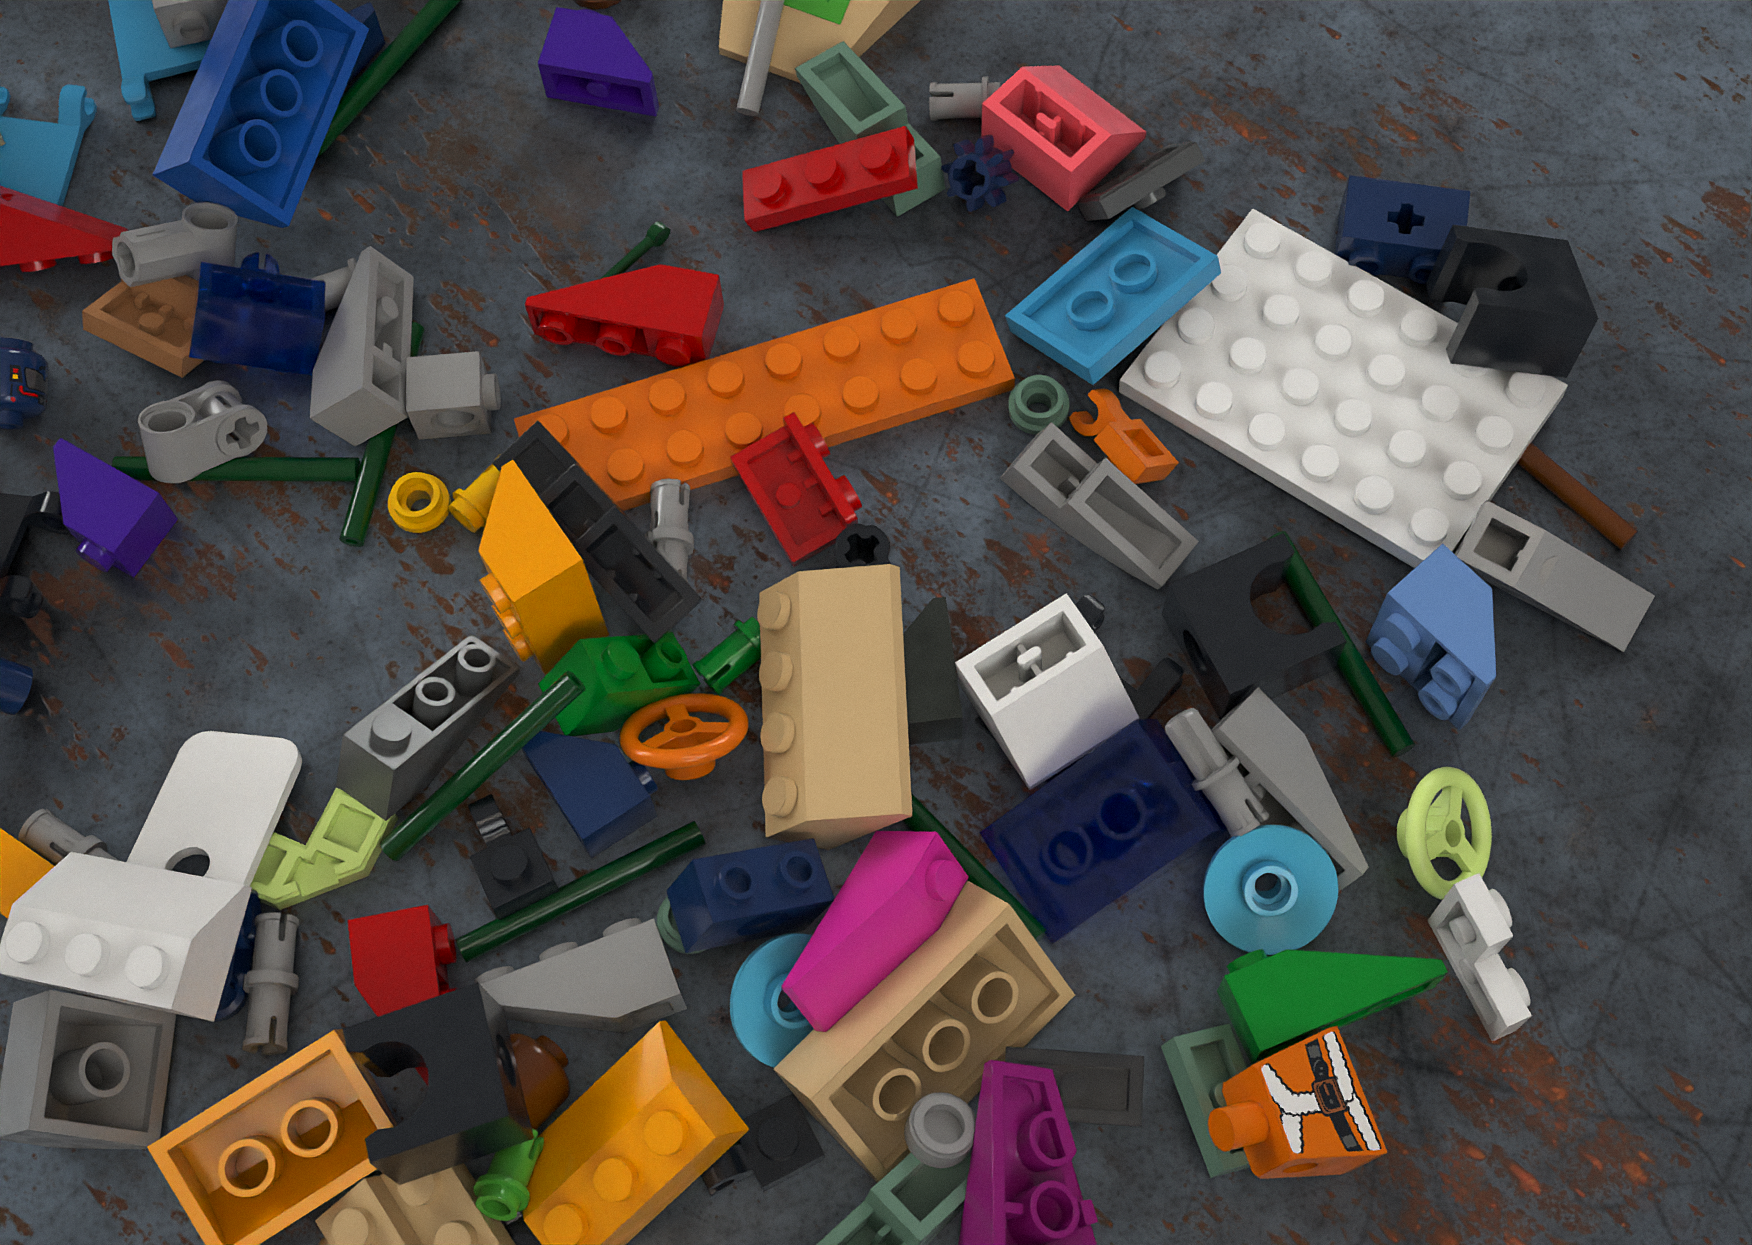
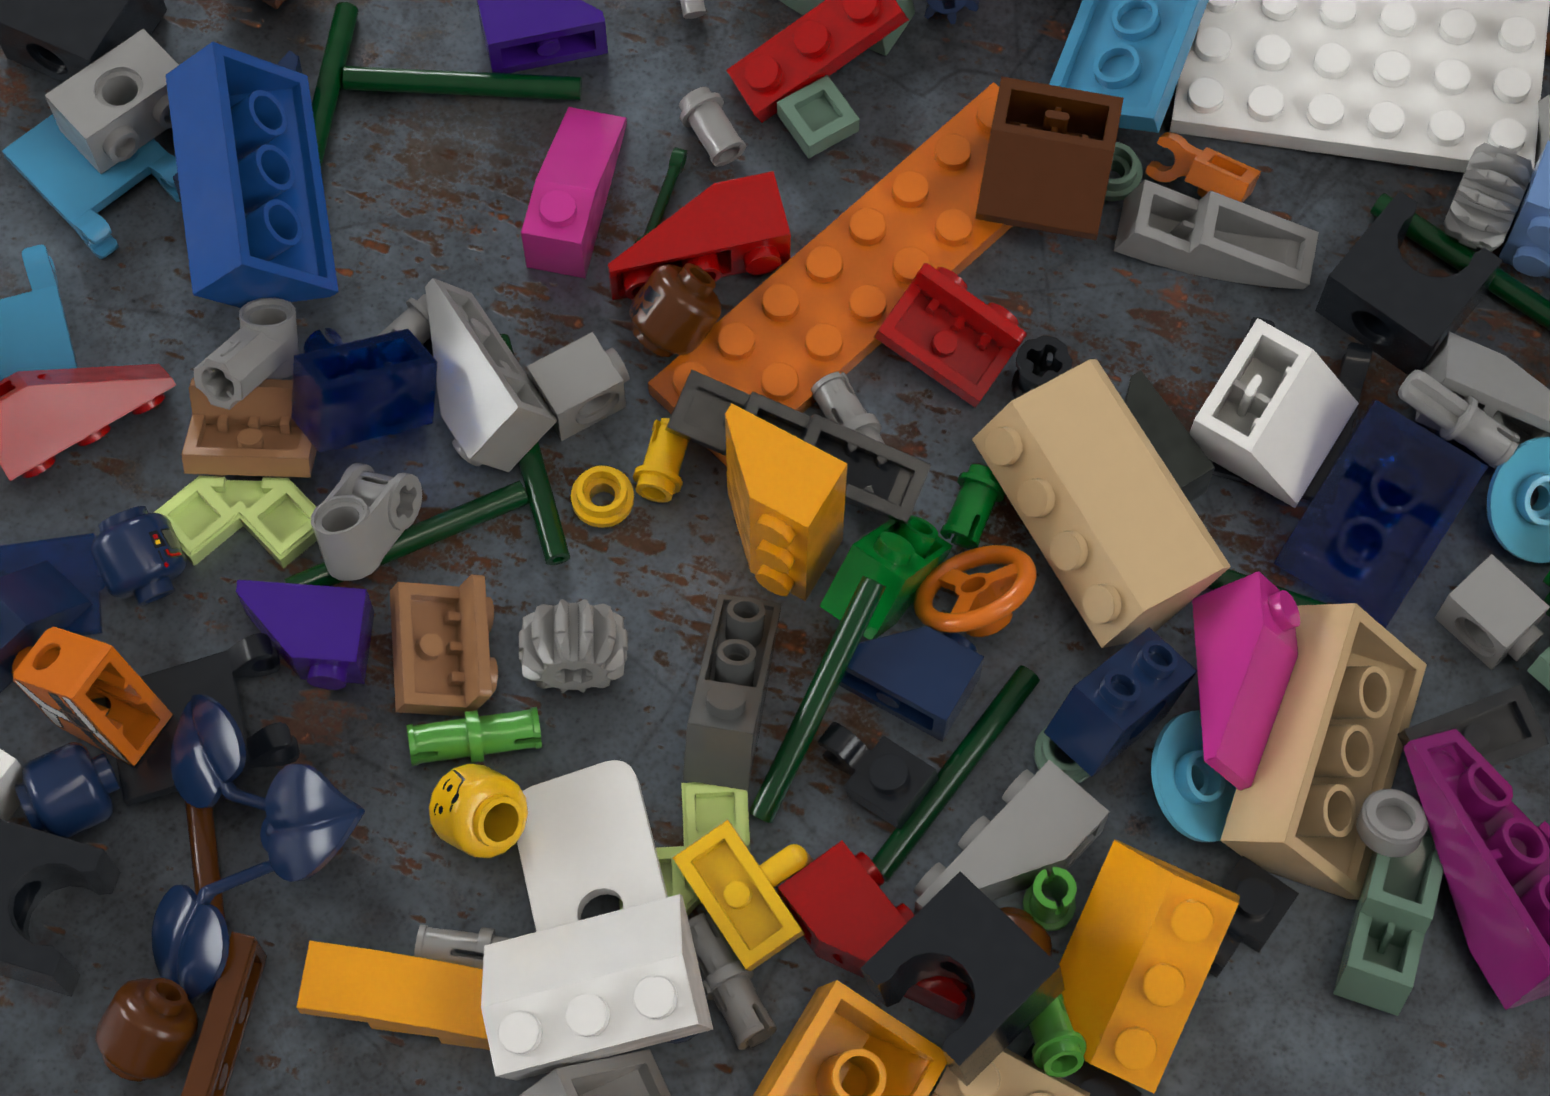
camera: 30 degrees left, 0 degrees up
(101, 371) = (216, 508): none -> yellowish green tile
(143, 731) = (478, 810): none -> yellow head
(186, 664) = (474, 736): none -> bright green pin
(198, 573) = (442, 647): none -> medium nougat bracket
(304, 622) = (573, 646): none -> light grey gear
(315, 908) = (743, 893): none -> yellow plate
(514, 92) = (462, 83): none -> dark green bar
(545, 223) = (572, 192): none -> dark pink slope
(566, 363) = (675, 309): none -> reddish brown head
(596, 1063) = (1059, 886): none -> bright green pin
(701, 206) = (704, 113): none -> light grey pin
(798, 245) = (818, 116): none -> sand green plate
(966, 364) = (1049, 158): none -> reddish brown slope
(1160, 976) = (1493, 614): none -> light grey brick
(1367, 572) = (1488, 197): none -> light grey gear

